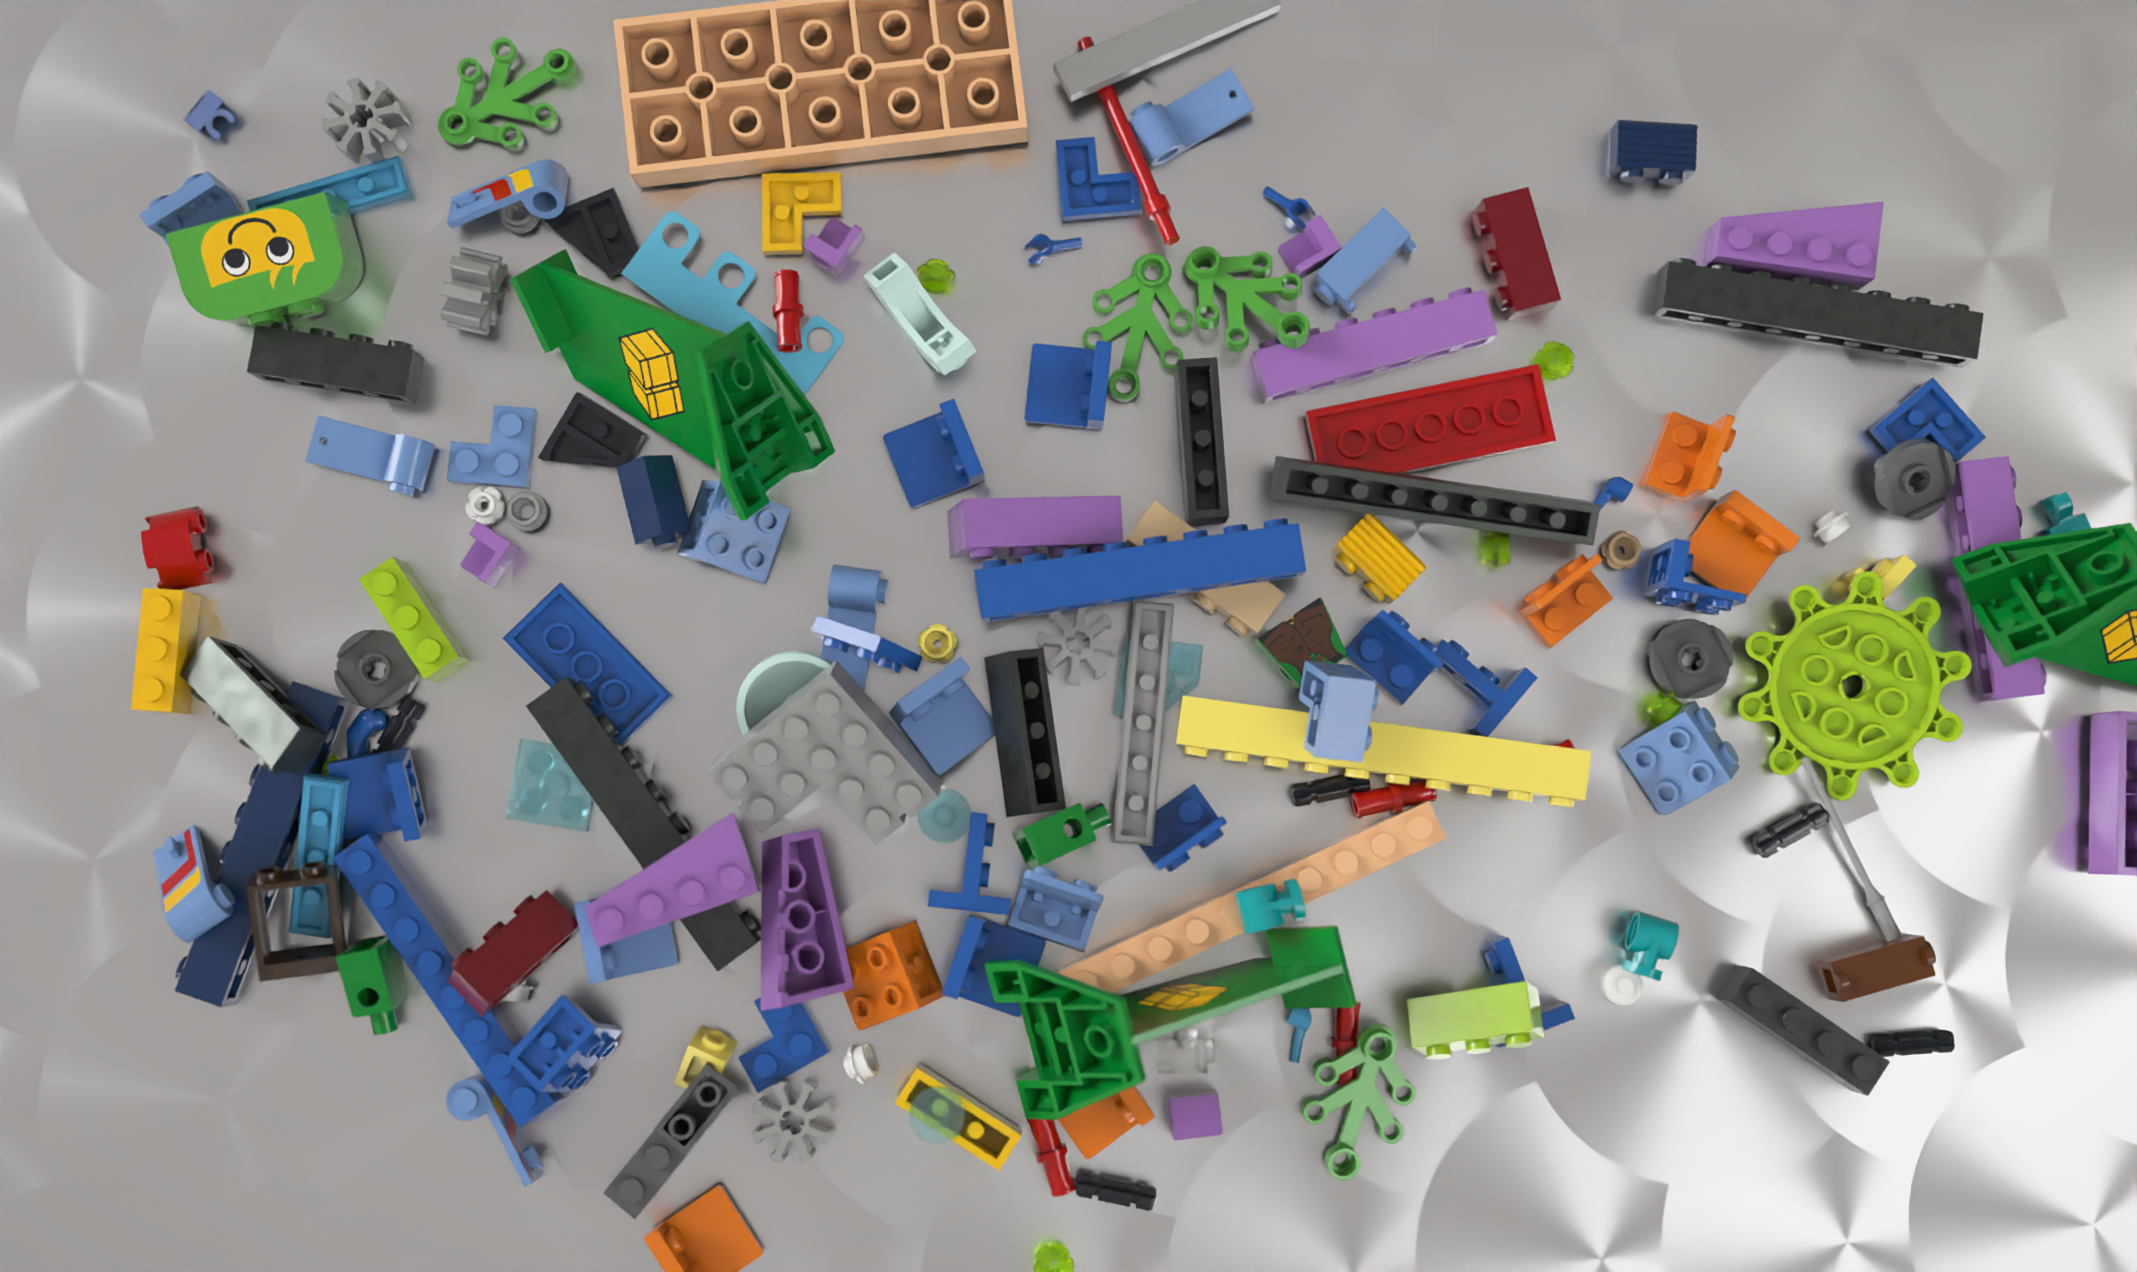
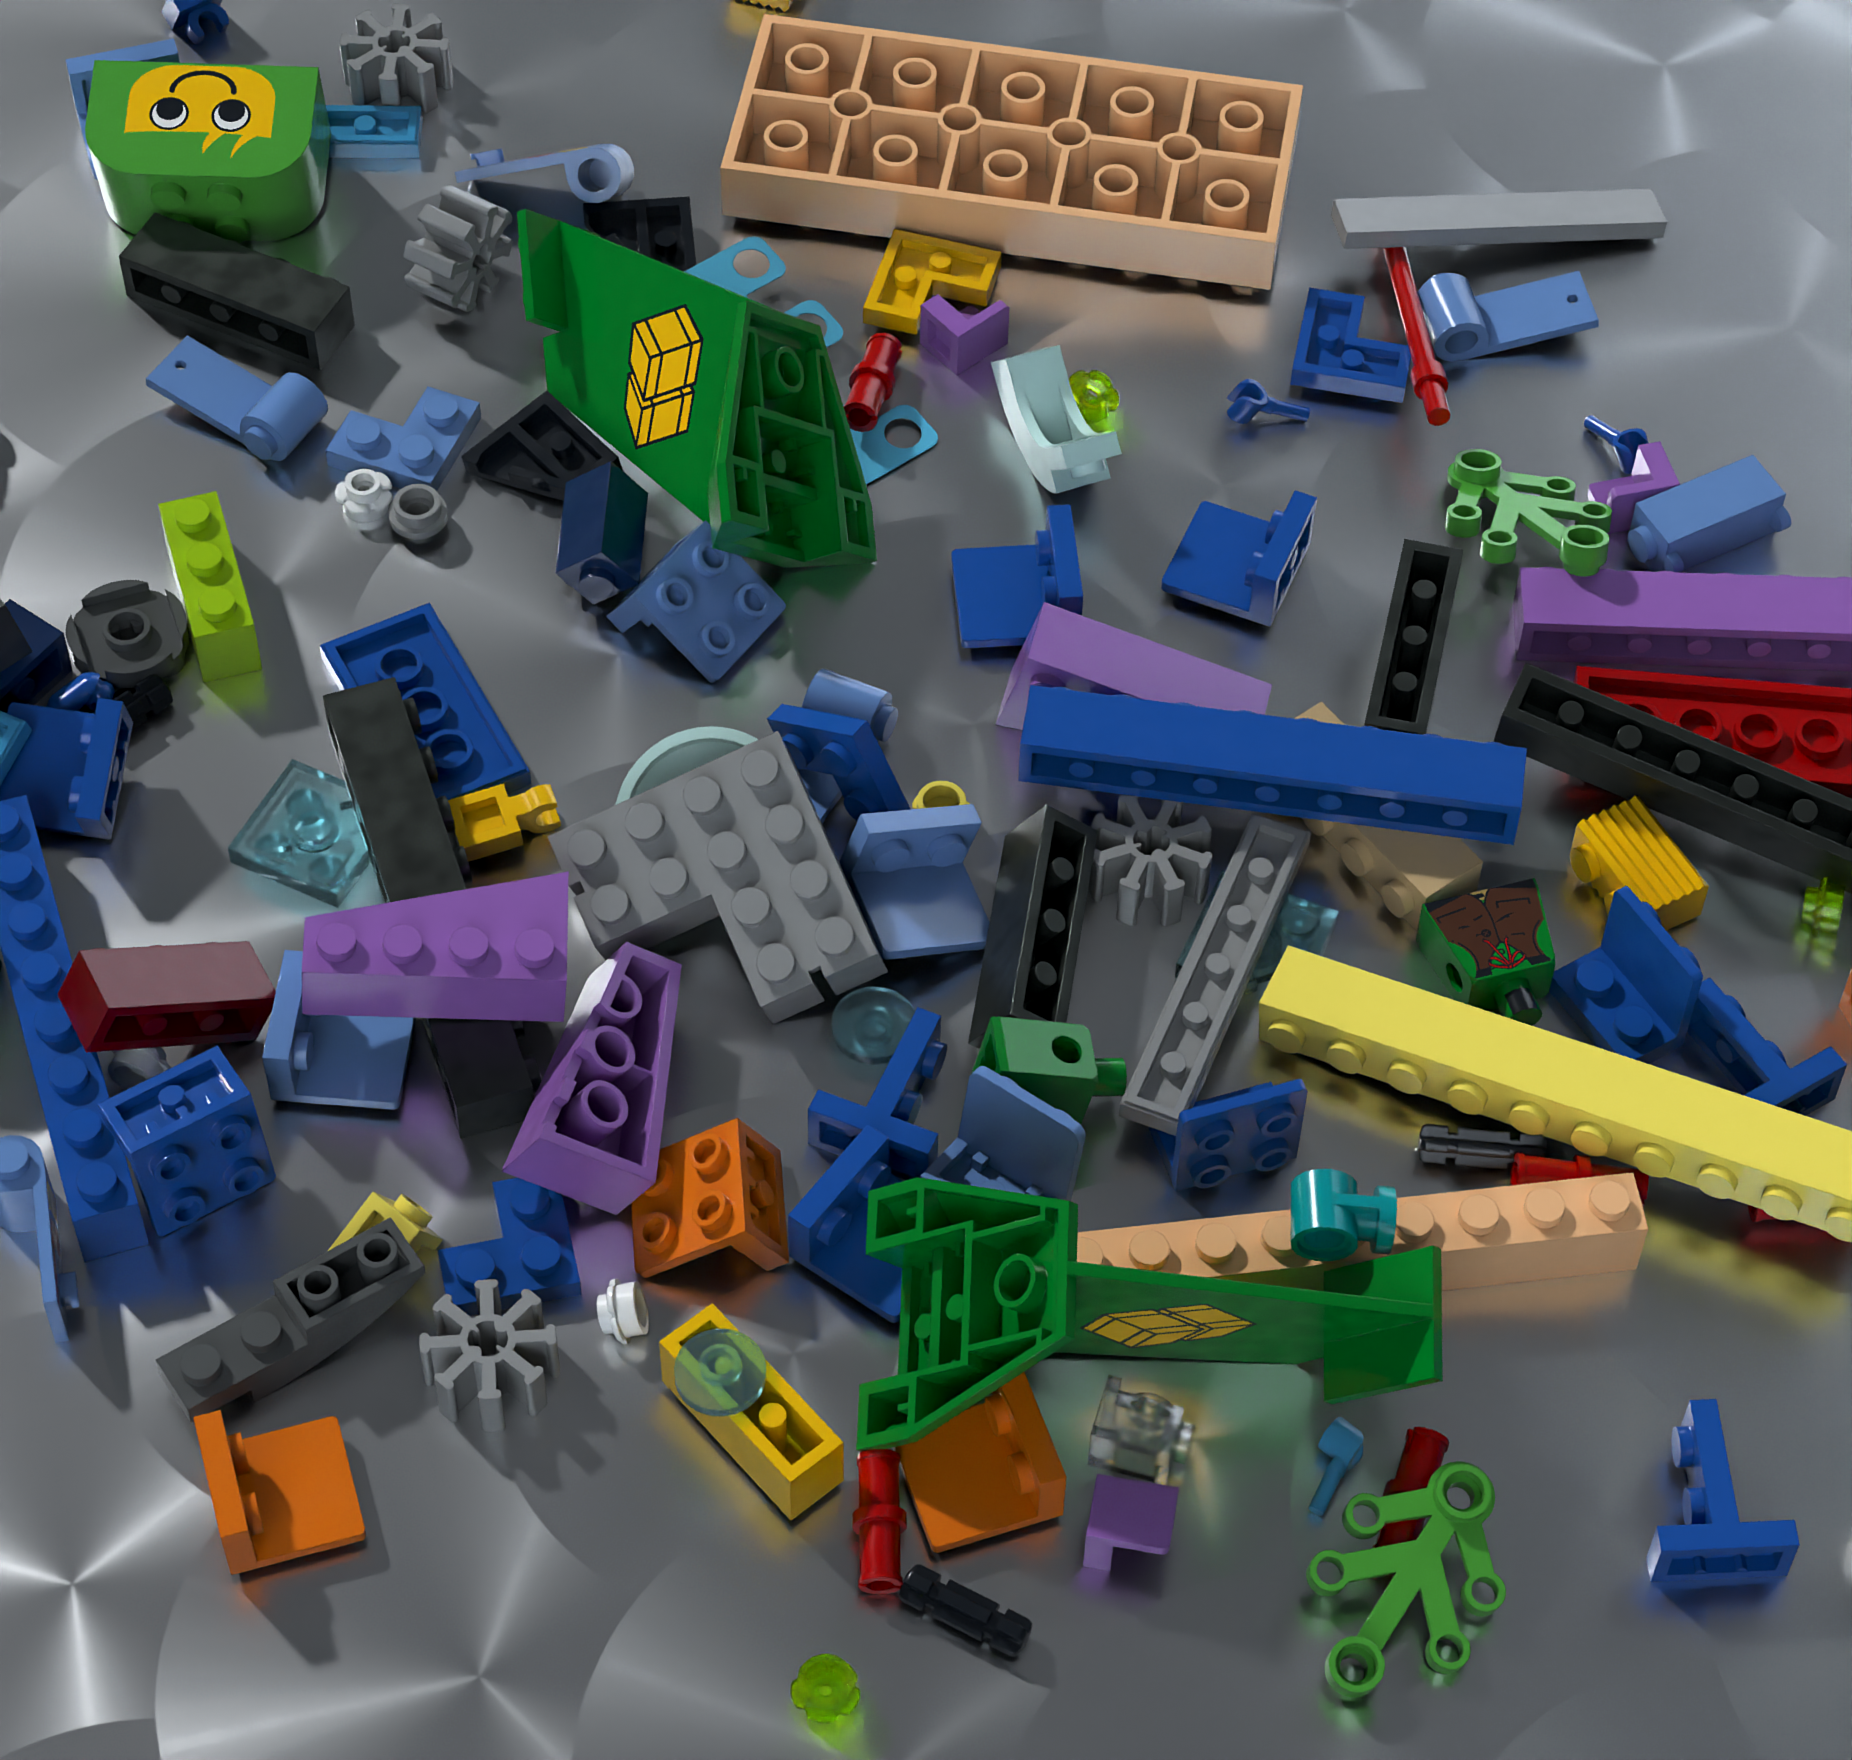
camera: 20 degrees right, 30 degrees down
(488, 555) = (352, 548): medium lavender panel -> none
(501, 98) = (525, 94): bright green plant -> none
(507, 217) = (552, 197): light grey plate -> none
(661, 742) = (493, 822): none -> yellow plate
(1139, 320) = (1394, 469): bright green plant -> none
(1339, 710) = (1523, 989): medium blue brick -> none
(1475, 1019) = (1632, 1488): lime brick -> none

